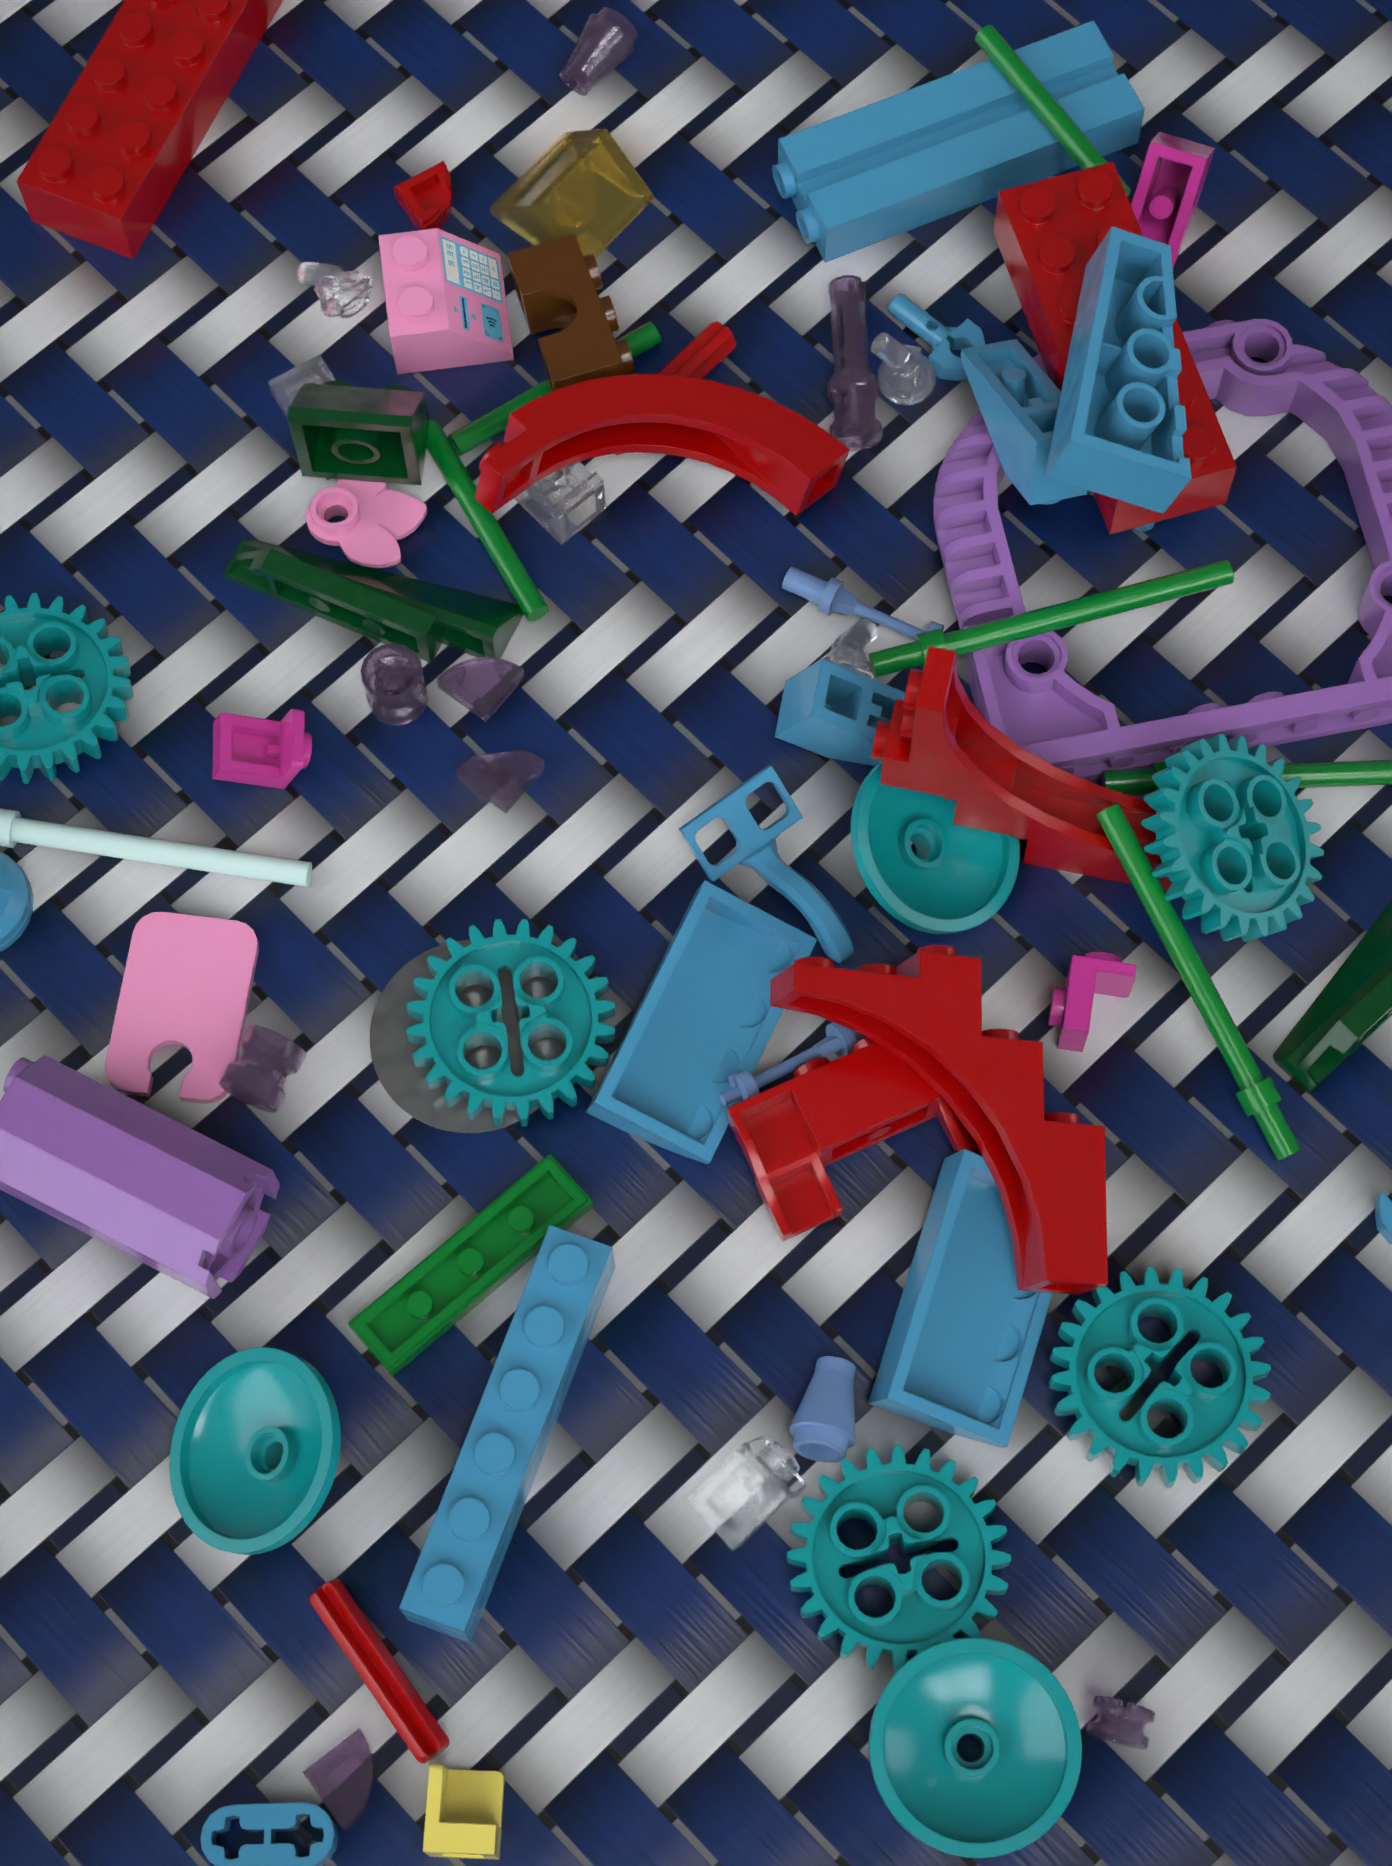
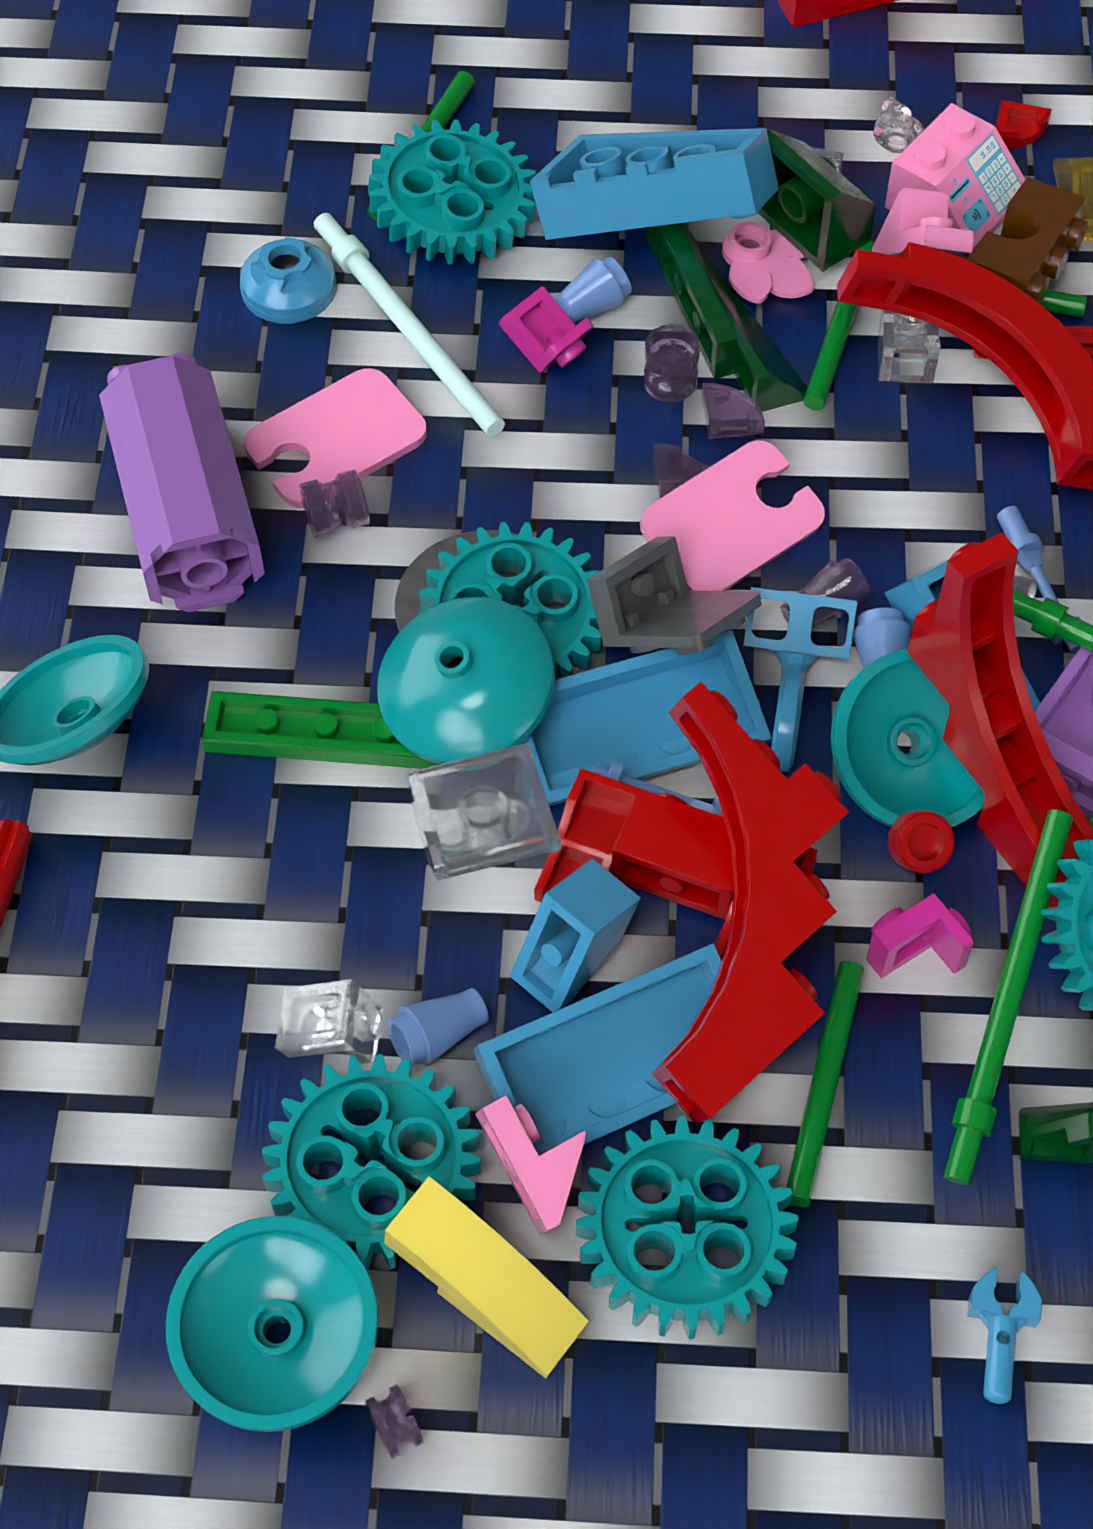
camera: 45 degrees right, 10 degrees down
(217, 533) = (653, 180): none -> dark azure wedge
(255, 673) = (595, 290): none -> medium blue cone
(478, 387) = (921, 219): none -> bright pink slope
(508, 1435) = (223, 840): dark azure brick -> none
(587, 798) = (724, 525): none -> bright pink piece
(598, 1127) = (483, 702): none -> teal dish
(640, 916) = (648, 606): none -> dark grey bracket
(696, 1219) = (482, 812): none -> clear slope
(730, 765) = (835, 580): none -> clear purple cone
(820, 785) = (880, 633): none -> medium blue cone
(860, 1242) = (573, 934): none -> dark azure slope
(1008, 918) = (921, 841): none -> red tile
(1025, 1443) = (538, 1179): none -> bright pink slope
(1071, 1558) = (485, 1277): none -> light yellow slope
(1132, 1173) = (824, 1083): none -> green bar

